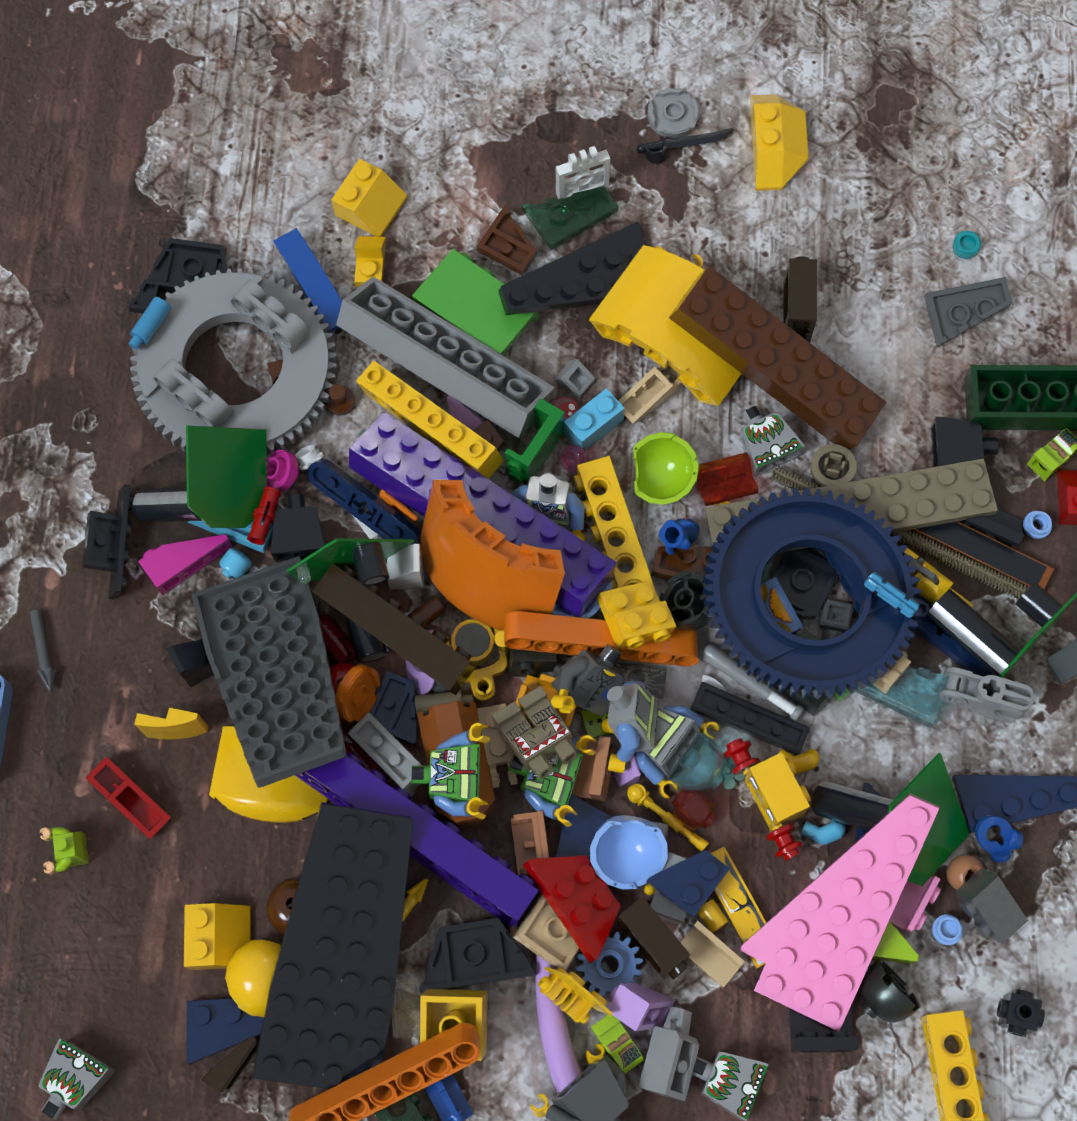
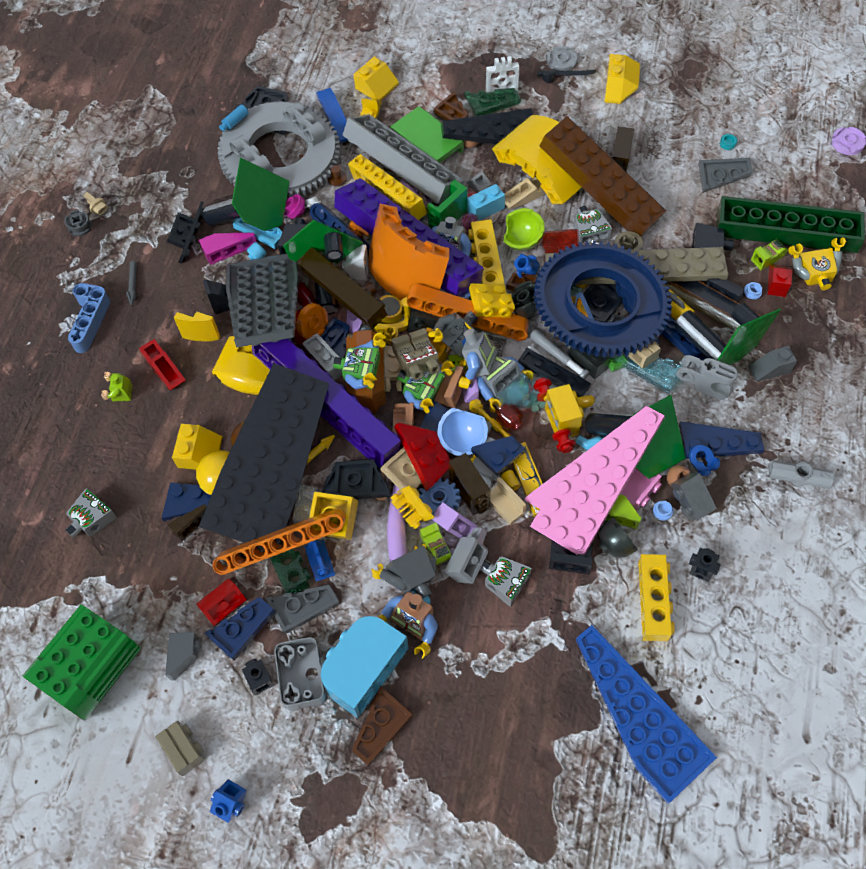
camera: 10 degrees right, 10 degrees down
(259, 532) = (278, 226): red pin -> none
(891, 594) = (653, 303): dark azure axle -> none

